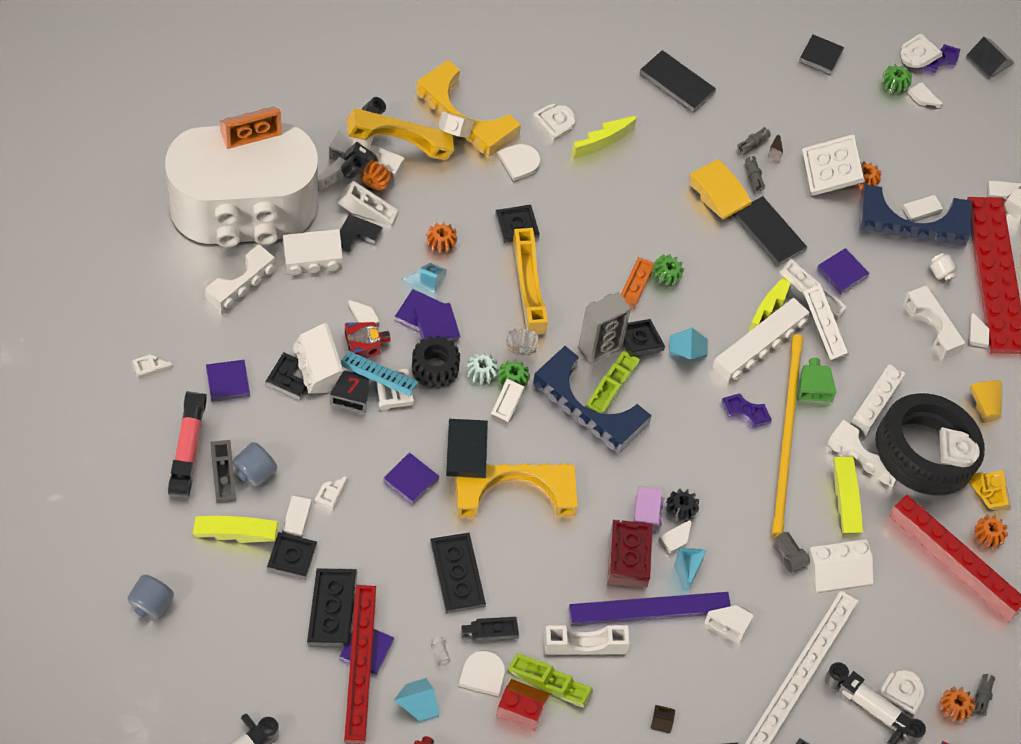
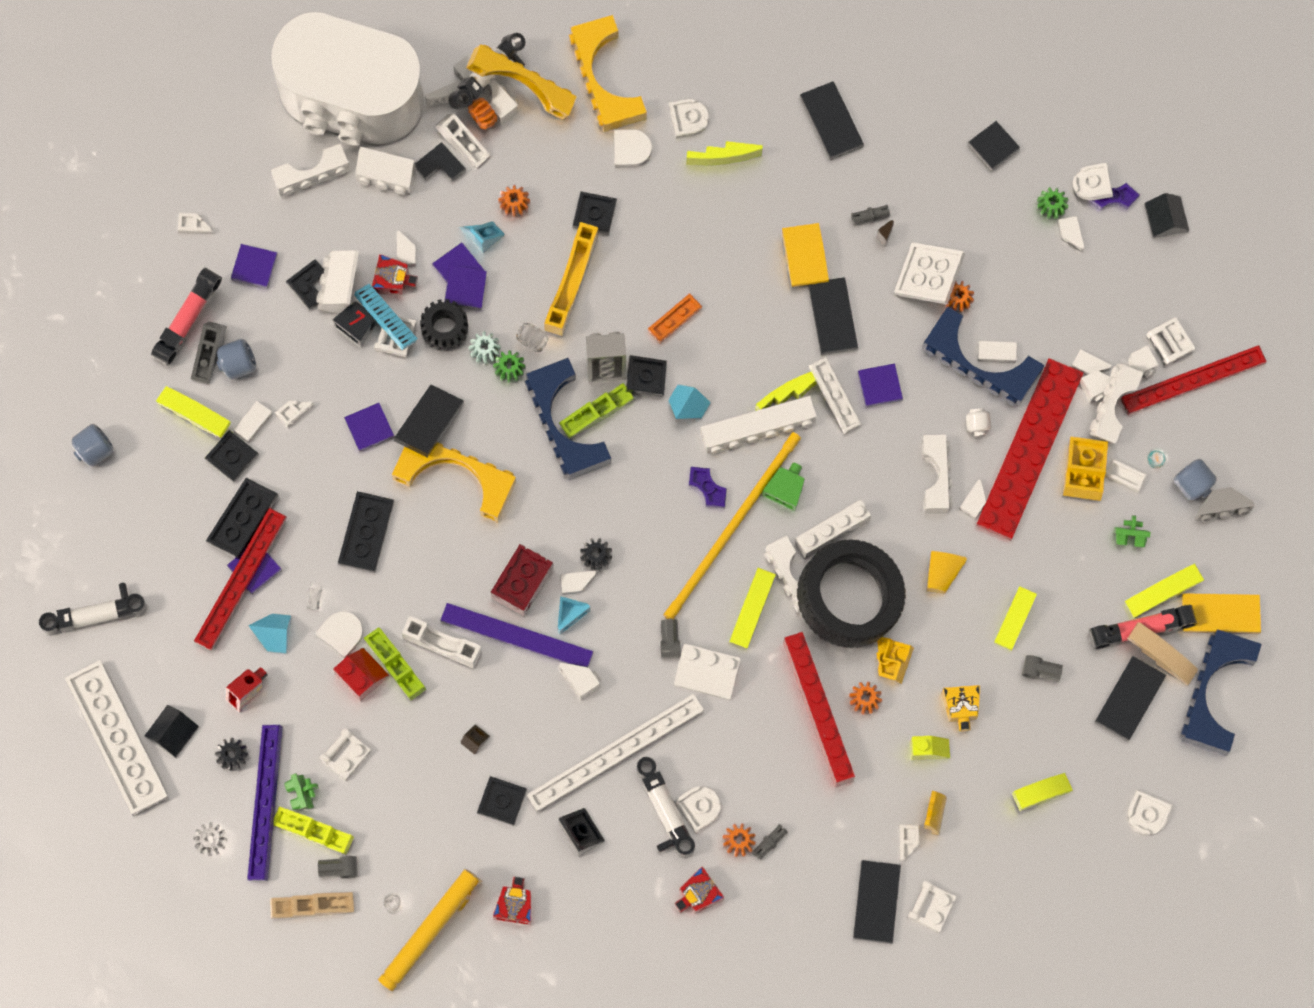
camera: 30 degrees right, 15 degrees up
(251, 127) = (365, 33): orange slope -> none
(455, 124) = (582, 89): white slope -> none
(491, 629) = (368, 596): black hinge -> none
(508, 400) = (490, 389): white tile -> none
(648, 507) = (562, 545): lavender brick -> none
(668, 269) = (708, 311): bright green gear -> none
(755, 173) = (851, 250): dark grey pin -> none
(826, 322) = (827, 433): white hinge -> none
(957, 448) = (866, 611): white tile -> none

